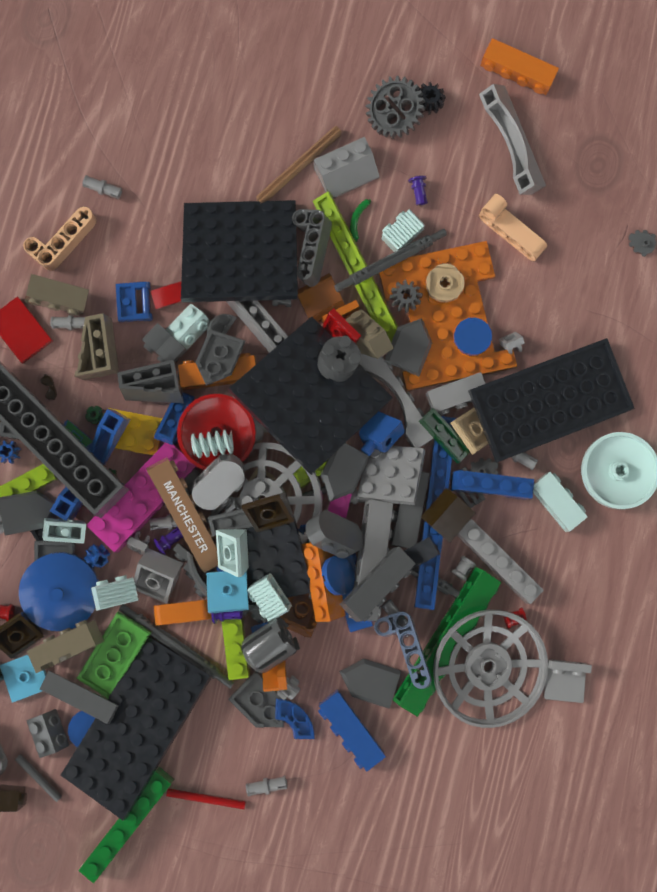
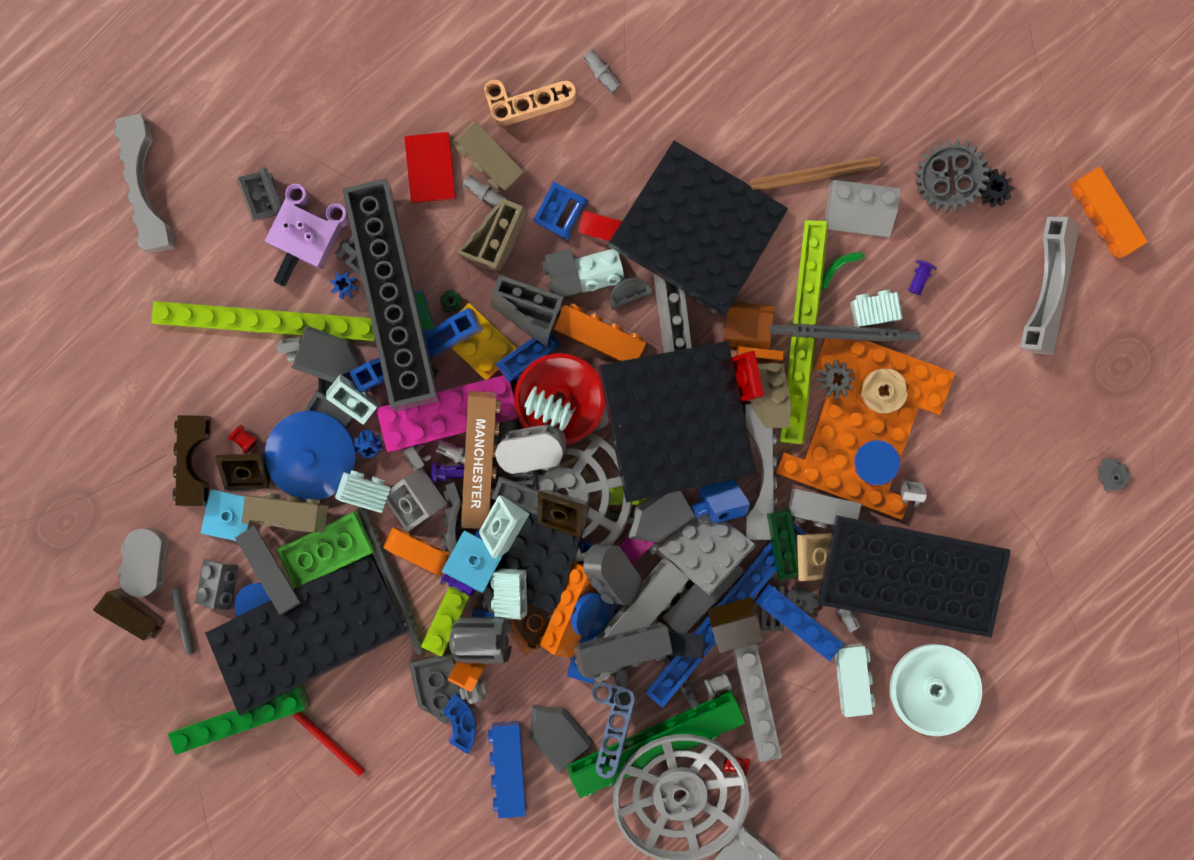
camera: 30 degrees right, 5 degrees up
(48, 381) = (426, 237): dark brown piece -> none
(218, 356) = (610, 322): dark grey tile -> none
(266, 786) = (394, 769): light grey pin -> none
(310, 269) = (754, 291): dark grey beam -> none
(339, 358) = (739, 404): dark grey brick -> none
(410, 347) = (807, 434): dark grey tile -> none
(511, 229) = (989, 378): light nougat beam -> none

